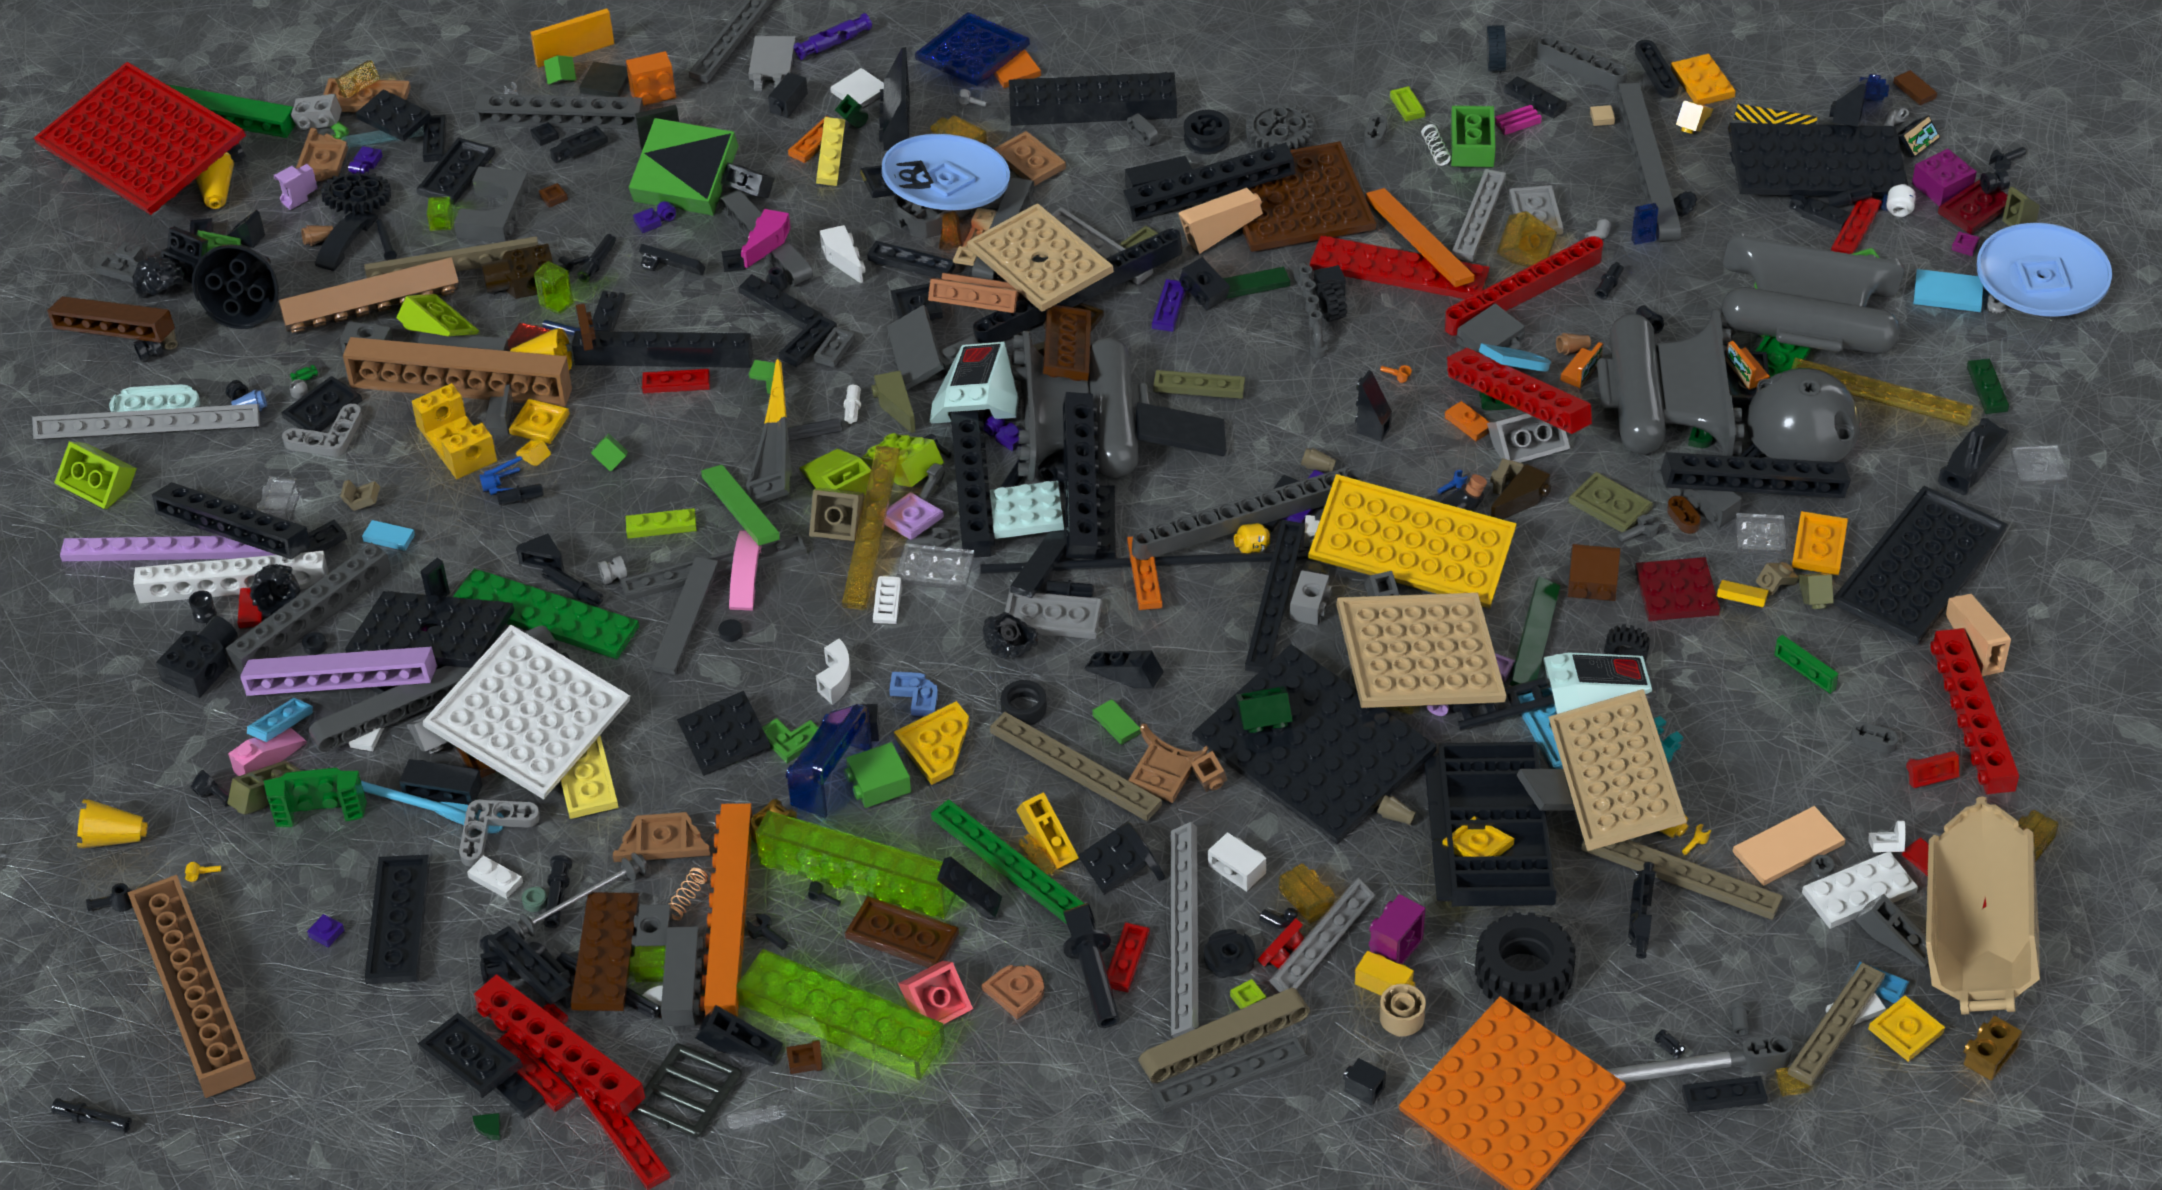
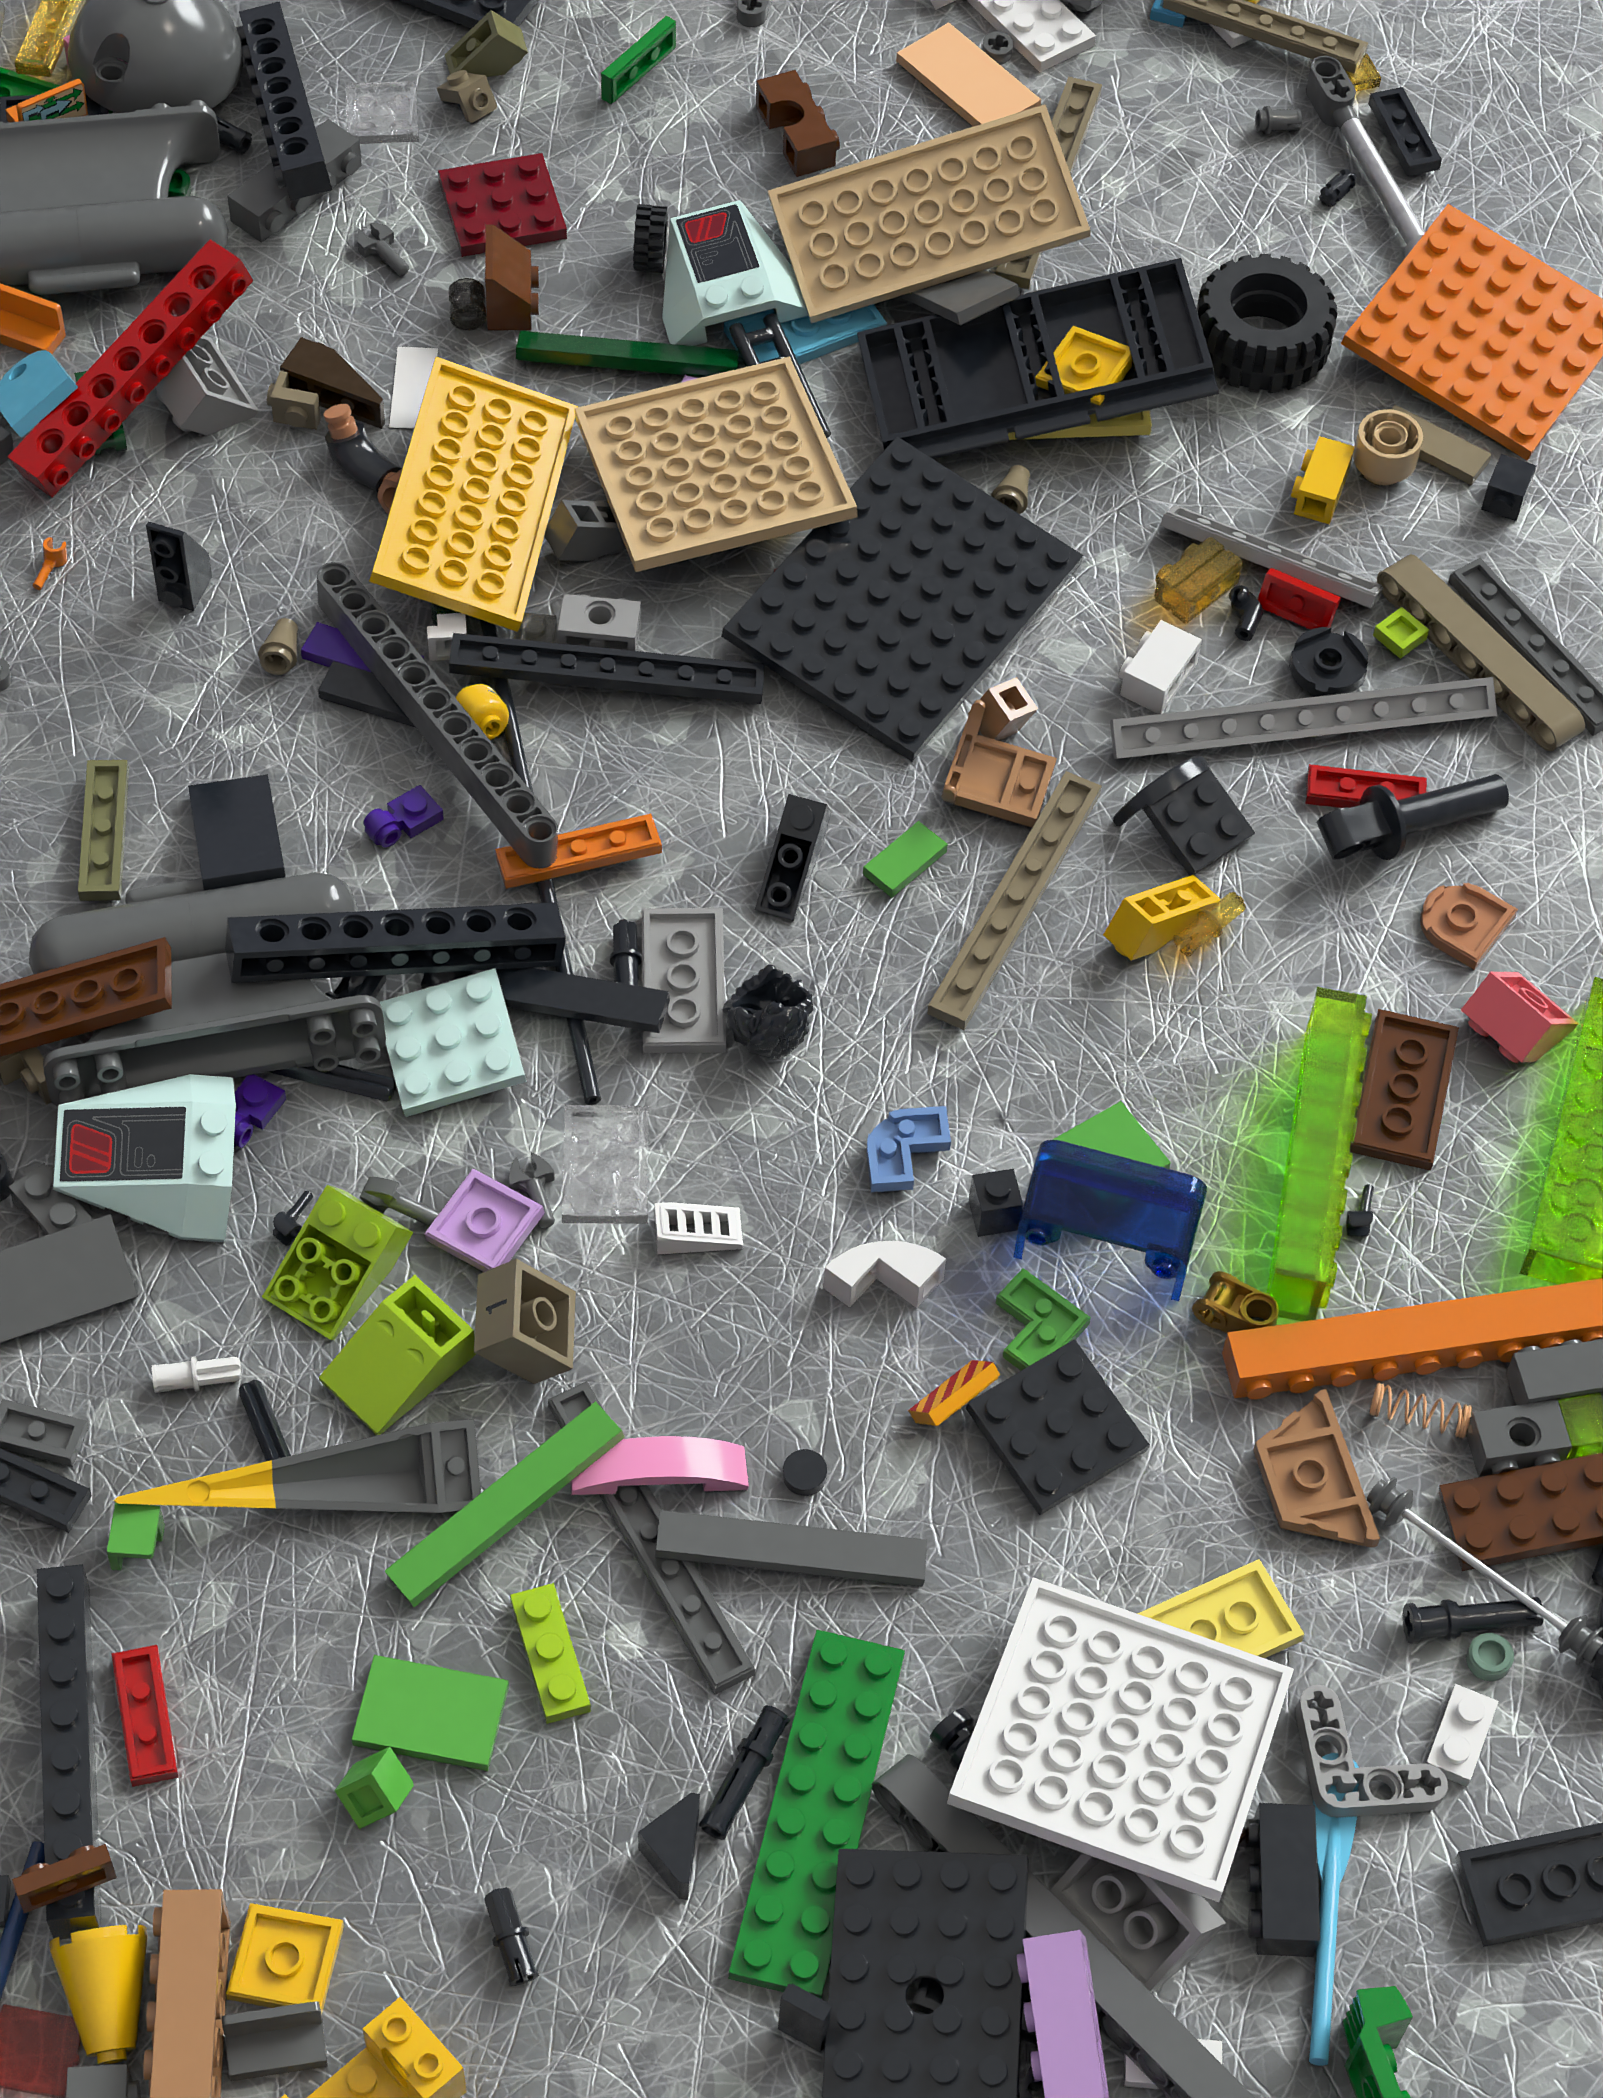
camera: 105 degrees left, 10 degrees up
(491, 478) = (481, 2004): blue plant -> none
(534, 452) = (376, 1949): yellow slope -> none
(612, 570) = (698, 1703): light grey wheel -> none
(643, 478) = (430, 1712): none -> bright green tile
(754, 691) = (954, 1393): none -> light orange tile
(765, 930) = (1456, 1281): black bar -> none
(870, 528) = (573, 1265): clear yellow plate -> none
(893, 398) = (177, 1299): olive slope -> none
(935, 741) = (1005, 1100): yellow plate -> none
(969, 888) = (1333, 975): black plate -> none
(970, 482) = (413, 1148): black brick -> none
(1005, 859) = (1232, 961): green plate -> none
(1024, 688) = (891, 961): black tyre -> none
(1181, 496) = (409, 812): none -> dark purple plate
(1264, 709) = (874, 639): dark green slope -> none
(1398, 929) = (1258, 458): magenta brick -> none
(1415, 1052) = (1449, 451): none -> dark tan tile
(1457, 482) = (302, 470): blue hand -> none
(1467, 420) = (160, 463): orange plate -> none
(1534, 539) = (410, 382): none -> white sticker
(1610, 502) = (328, 285): olive tile -> none
(1639, 920) = (1171, 203): black plate -> none
(1680, 516) = (346, 200): reddish brown beam -> none
(1723, 746) = (807, 139): none -> reddish brown arch
(1742, 593) = (505, 130): yellow tile -> none
(1819, 543) = (391, 50): light orange plate -> none

